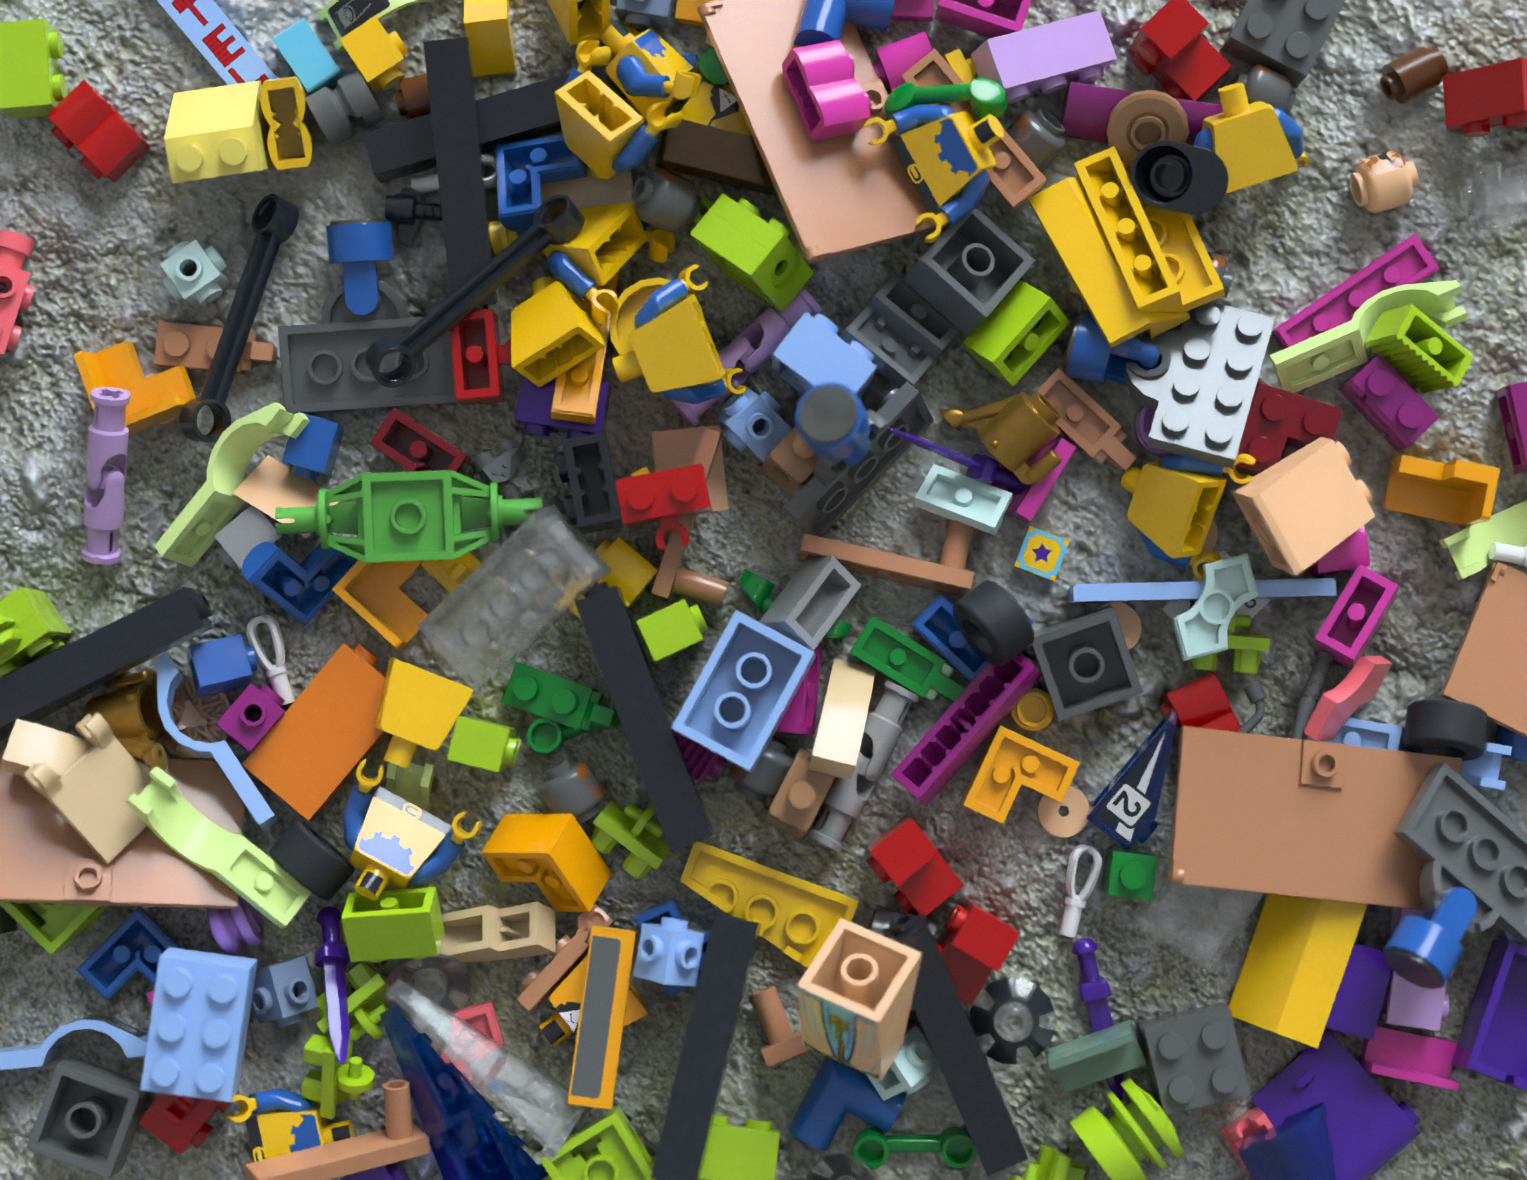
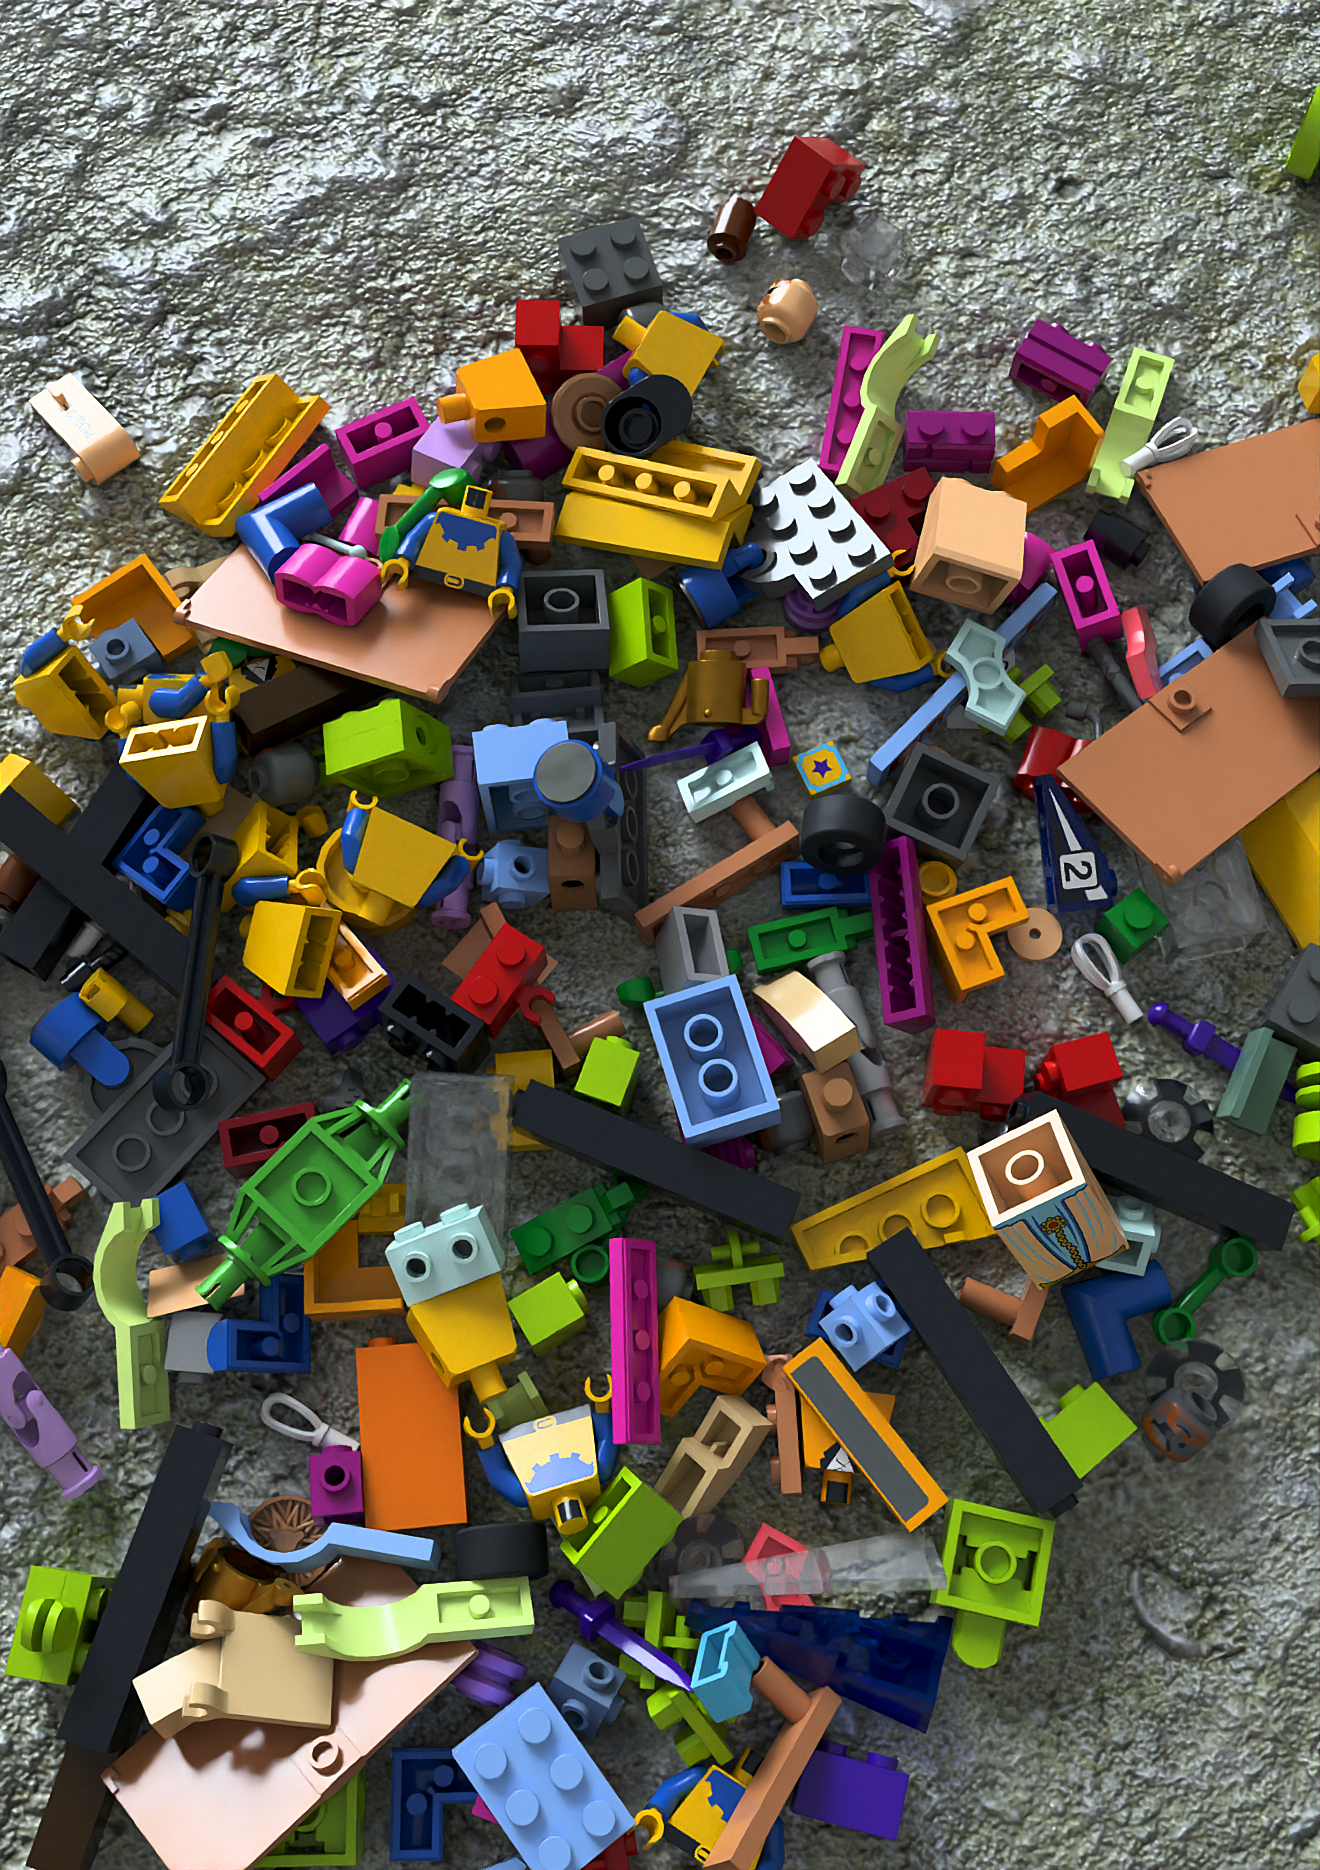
camera: 45 degrees left, 15 degrees down
(221, 665) = (269, 1471): brick -> none
(372, 1068) = (725, 1671): none -> medium azure piece
(406, 248) = (112, 999): none -> yellow piece
(450, 645) = (444, 1254): none -> light aqua brick
(515, 818) = (634, 1342): none -> dark pink tile
(876, 77) = (355, 551): none -> light aqua hinge
(1085, 58) = (496, 400): none -> light orange torso
(1419, 349) = (930, 383): lime brick -> none
(1427, 596) = (1118, 539): none -> black brick

